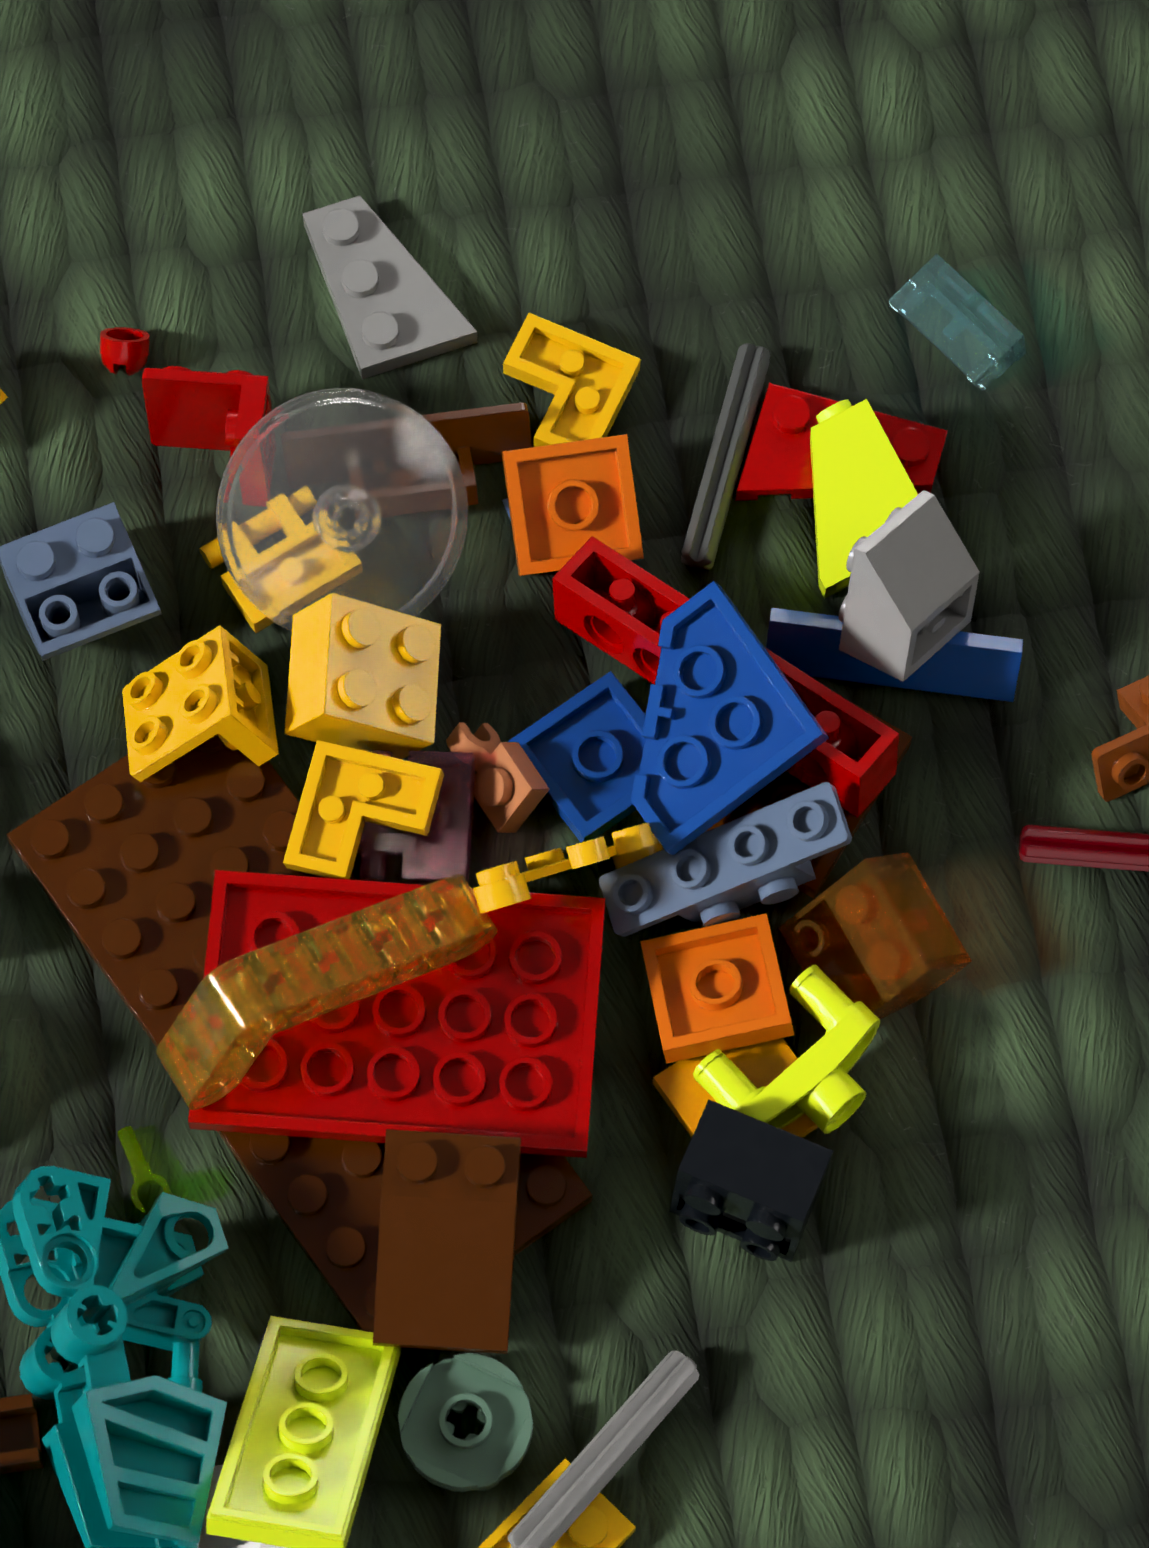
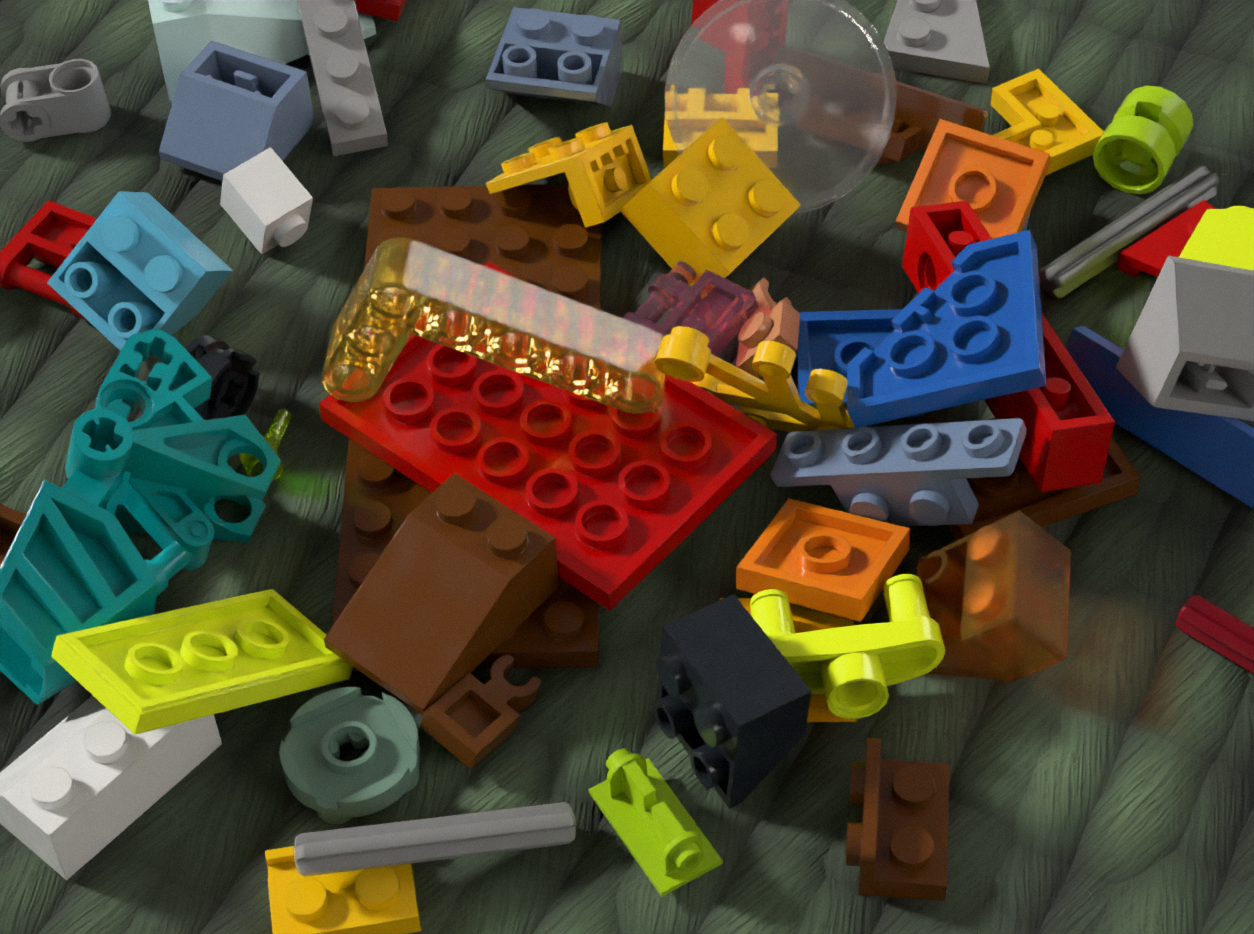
camera: 40 degrees right, 20 degrees down
(62, 1140) = (232, 377): none -> black wheel
(345, 792) = (640, 266): yellow plate -> none
(542, 1321) = (476, 716): none -> reddish brown plate
(679, 347) = (1143, 140): none -> lime wheel
(752, 1320) = (653, 822): none -> lime hinge
(938, 1192) = (902, 826): none -> reddish brown bracket

